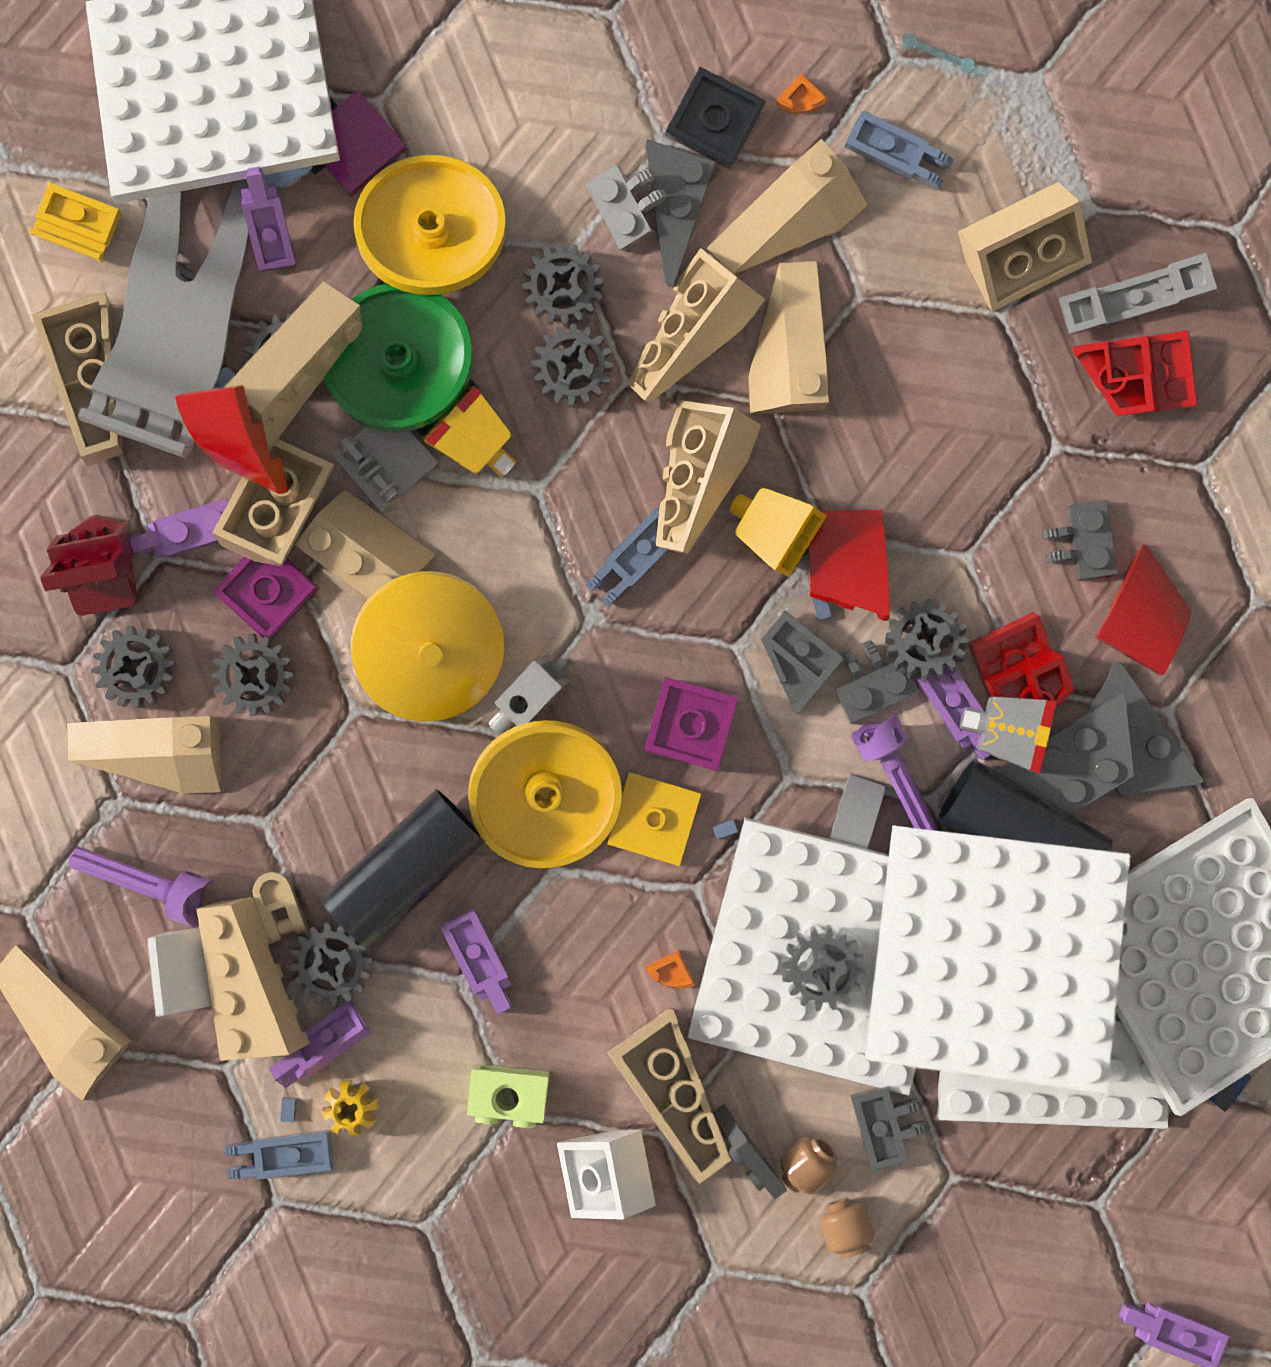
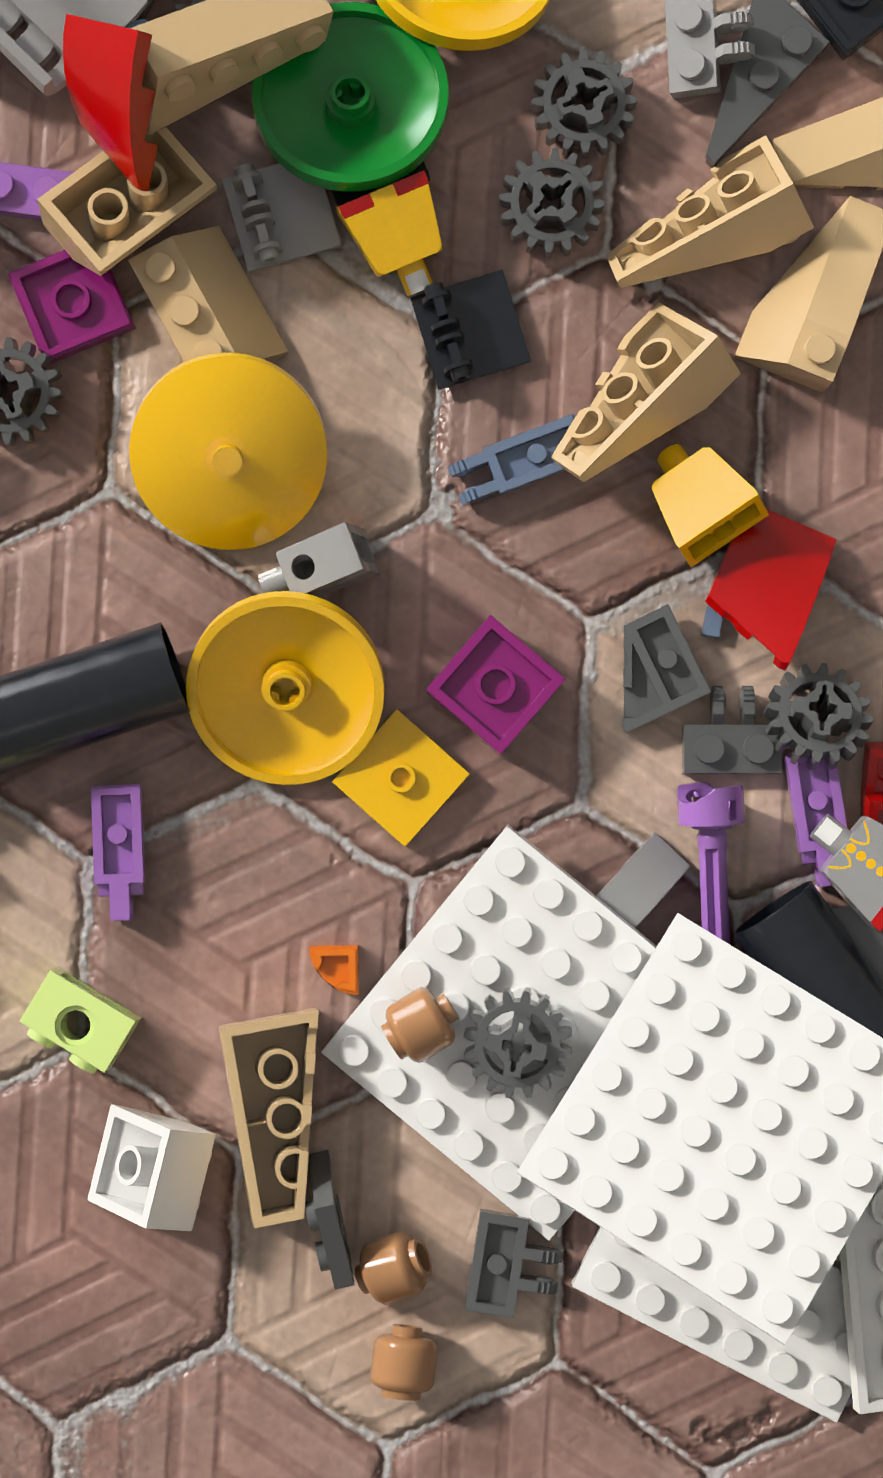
camera: 20 degrees right, 0 degrees up
(556, 480) = (470, 329): none -> black hinge
(725, 829) = (478, 829): sand blue piece -> none
(749, 987) = (420, 1025): none -> medium nougat head

